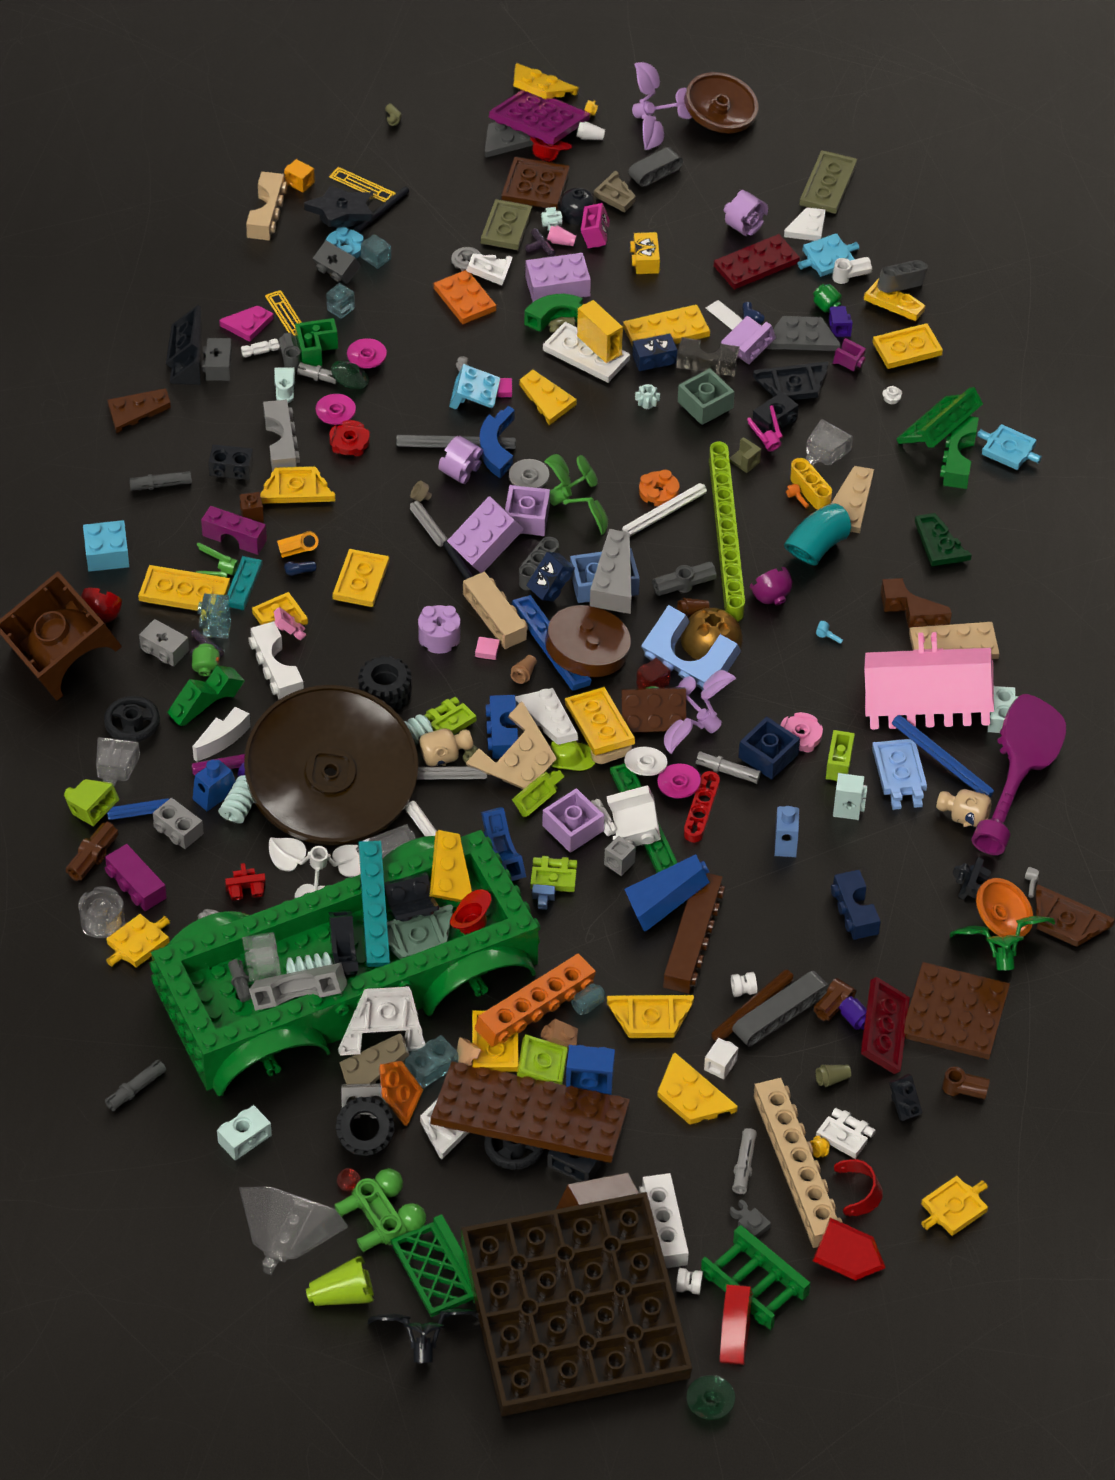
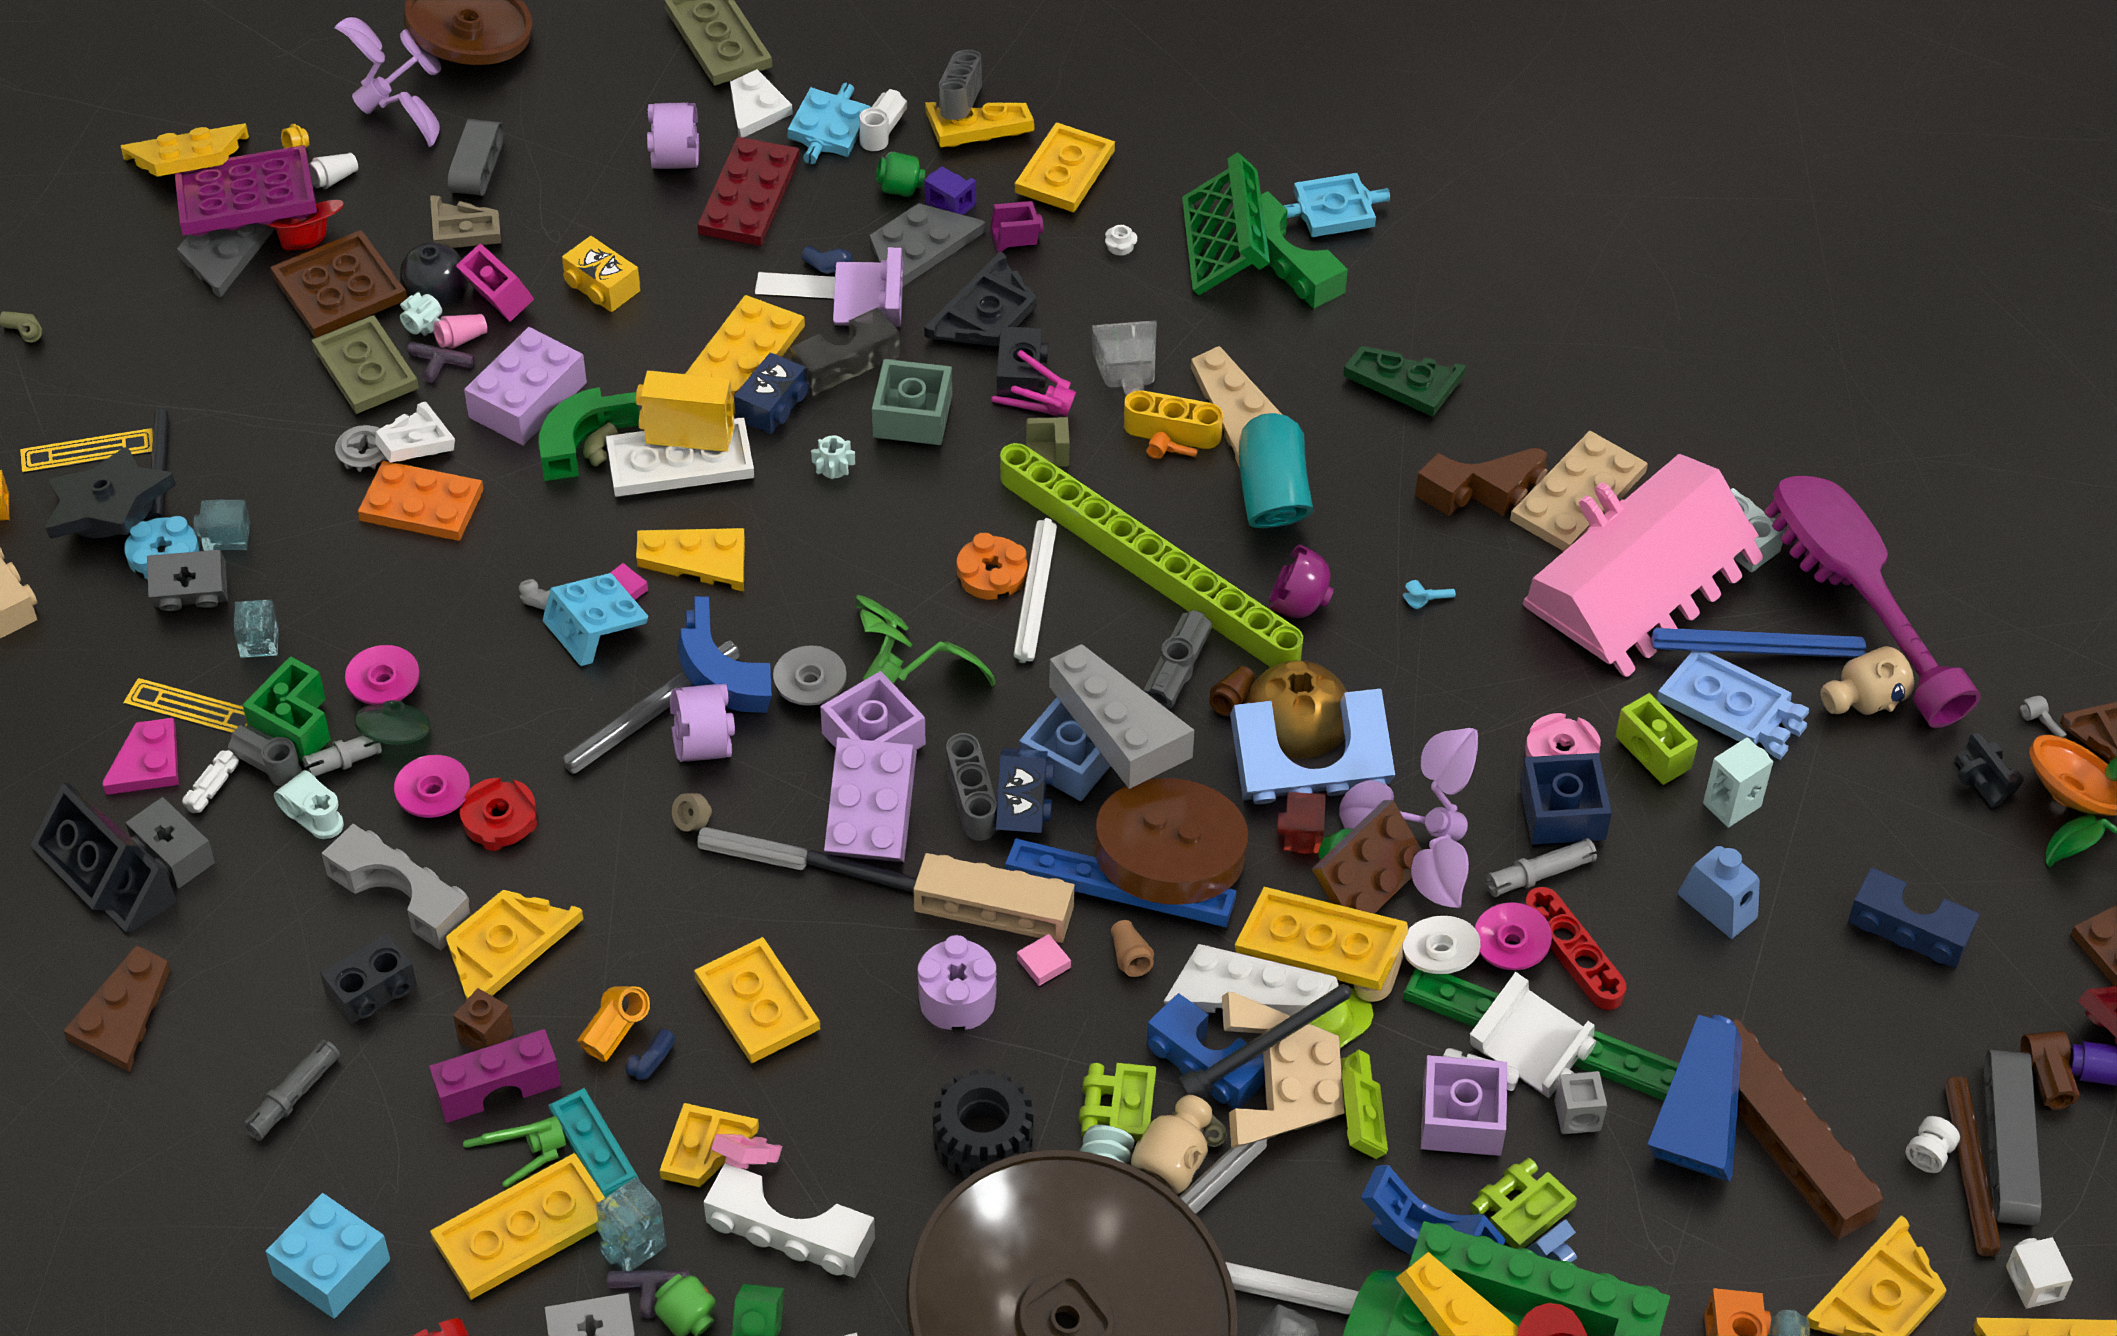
camera: 45 degrees left, 0 degrees up
(480, 731) = (1200, 1081): none -> black piece

